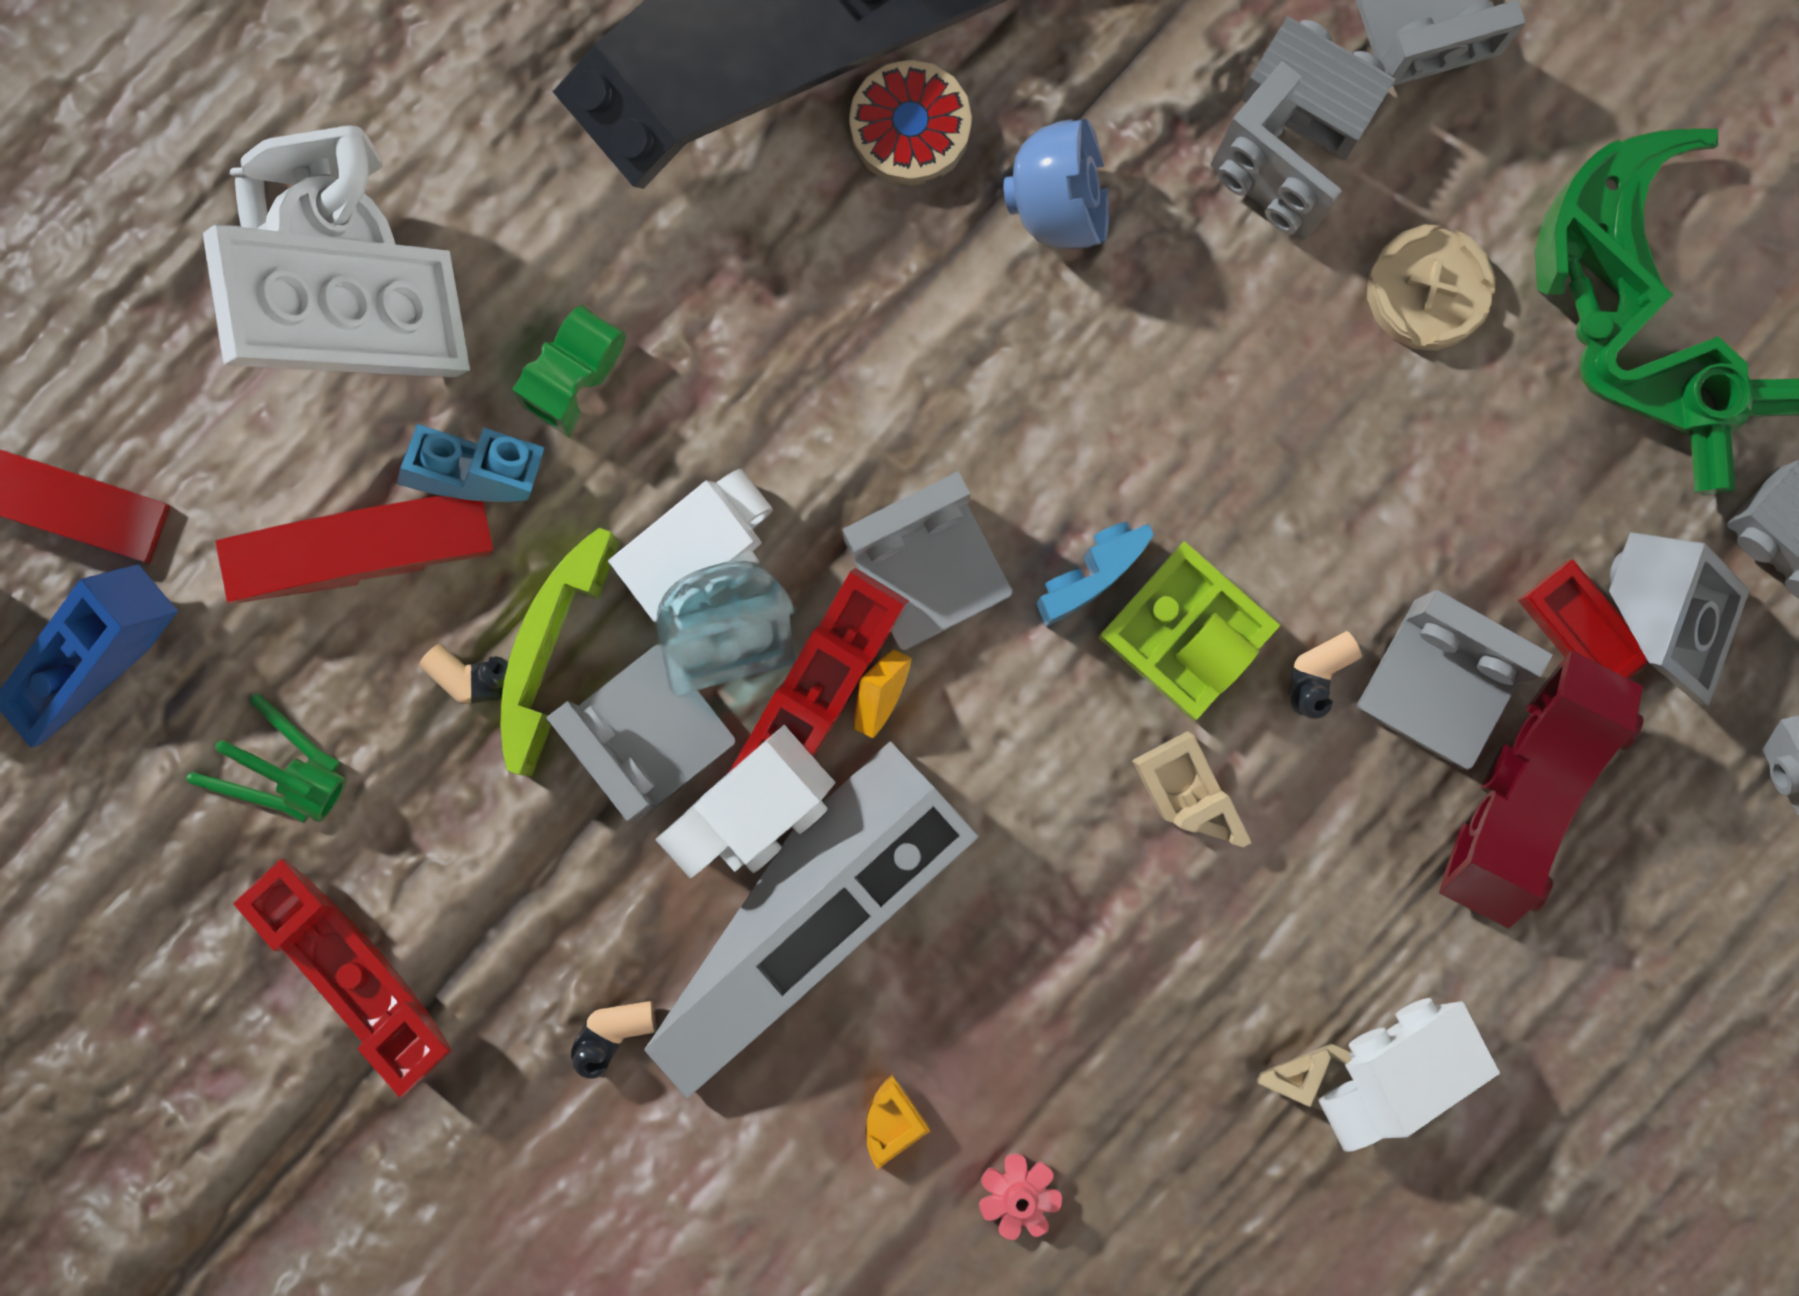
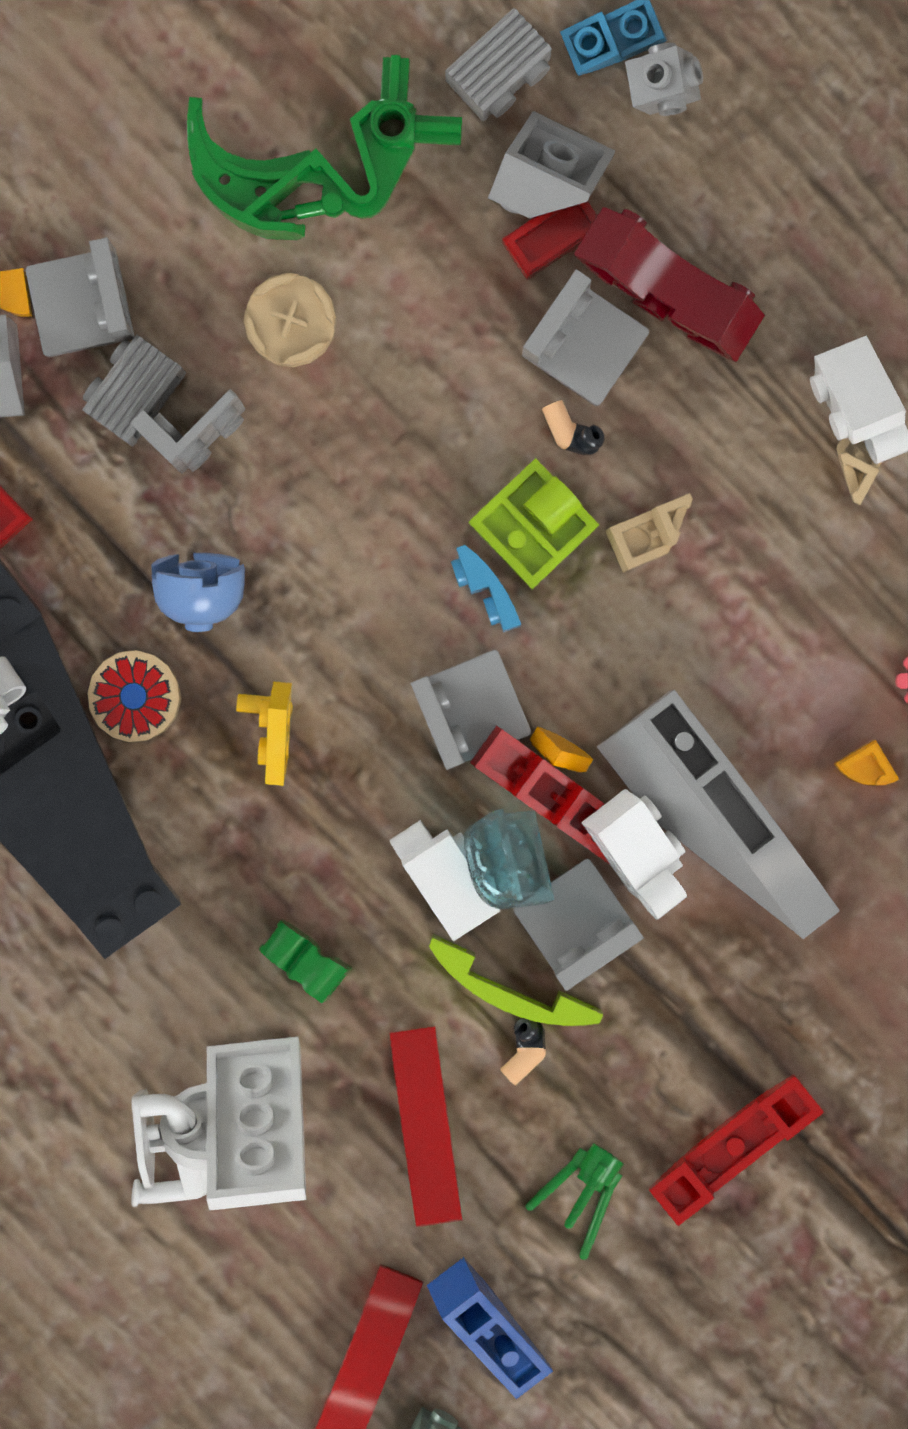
camera: 90 degrees left, 5 degrees up
(450, 466) = (376, 1028): dark azure slope -> none
(604, 1033) = (790, 967): arm -> none
(896, 299) = (275, 716): none -> yellow plate

